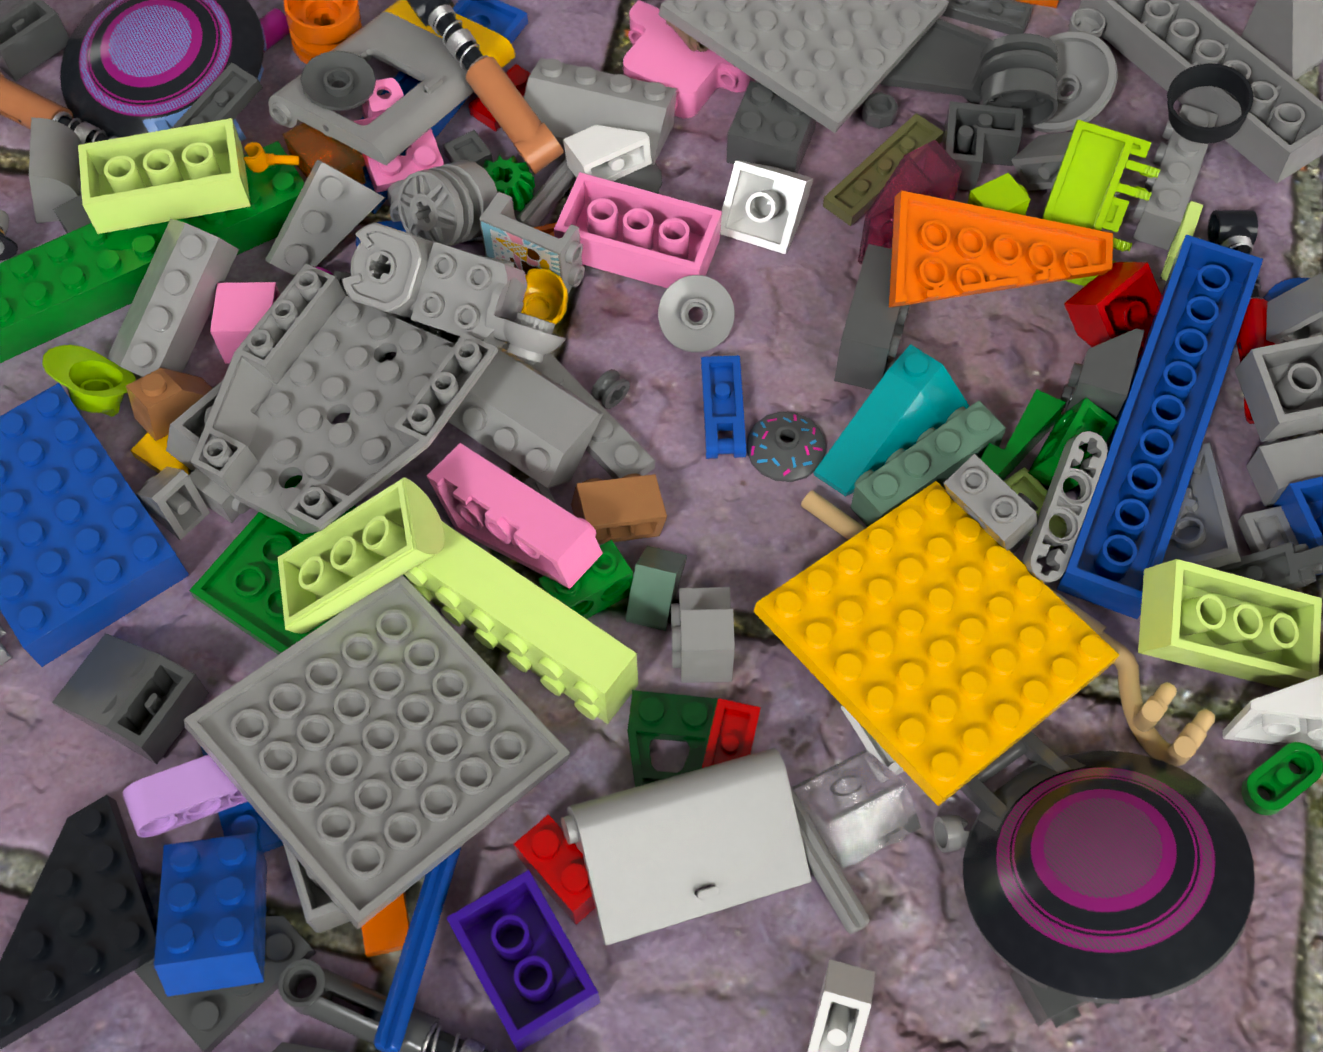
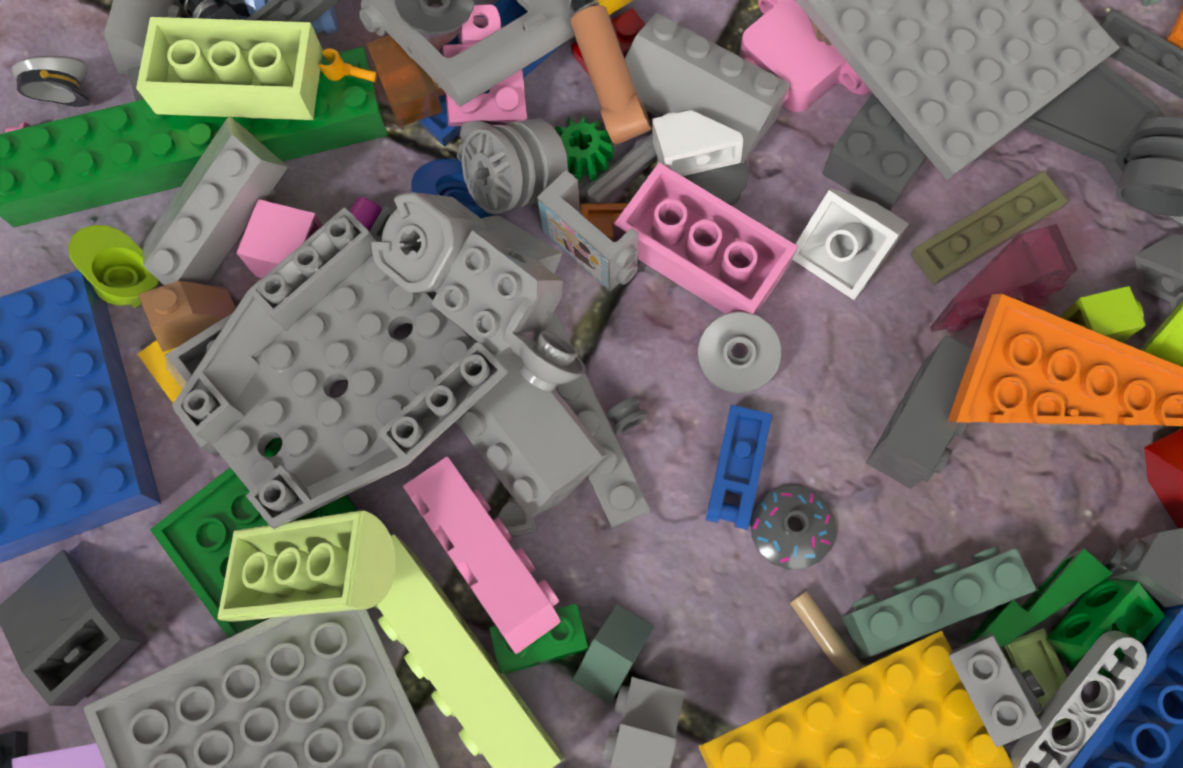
camera: 20 degrees right, 10 degrees up
(173, 501) = (155, 427): light grey slope -> none
(321, 218) = (383, 145): light grey wing -> none
(469, 148) = (555, 101): dark grey plate -> none
(545, 295) = (584, 294): yellow hair -> none
(621, 507) = (596, 560): medium nougat brick -> none
(879, 110) = (1005, 156): dark grey tile -> none
(902, 406) = (928, 530): teal wedge -> none
(979, 136) = (1107, 217): dark grey brick -> none

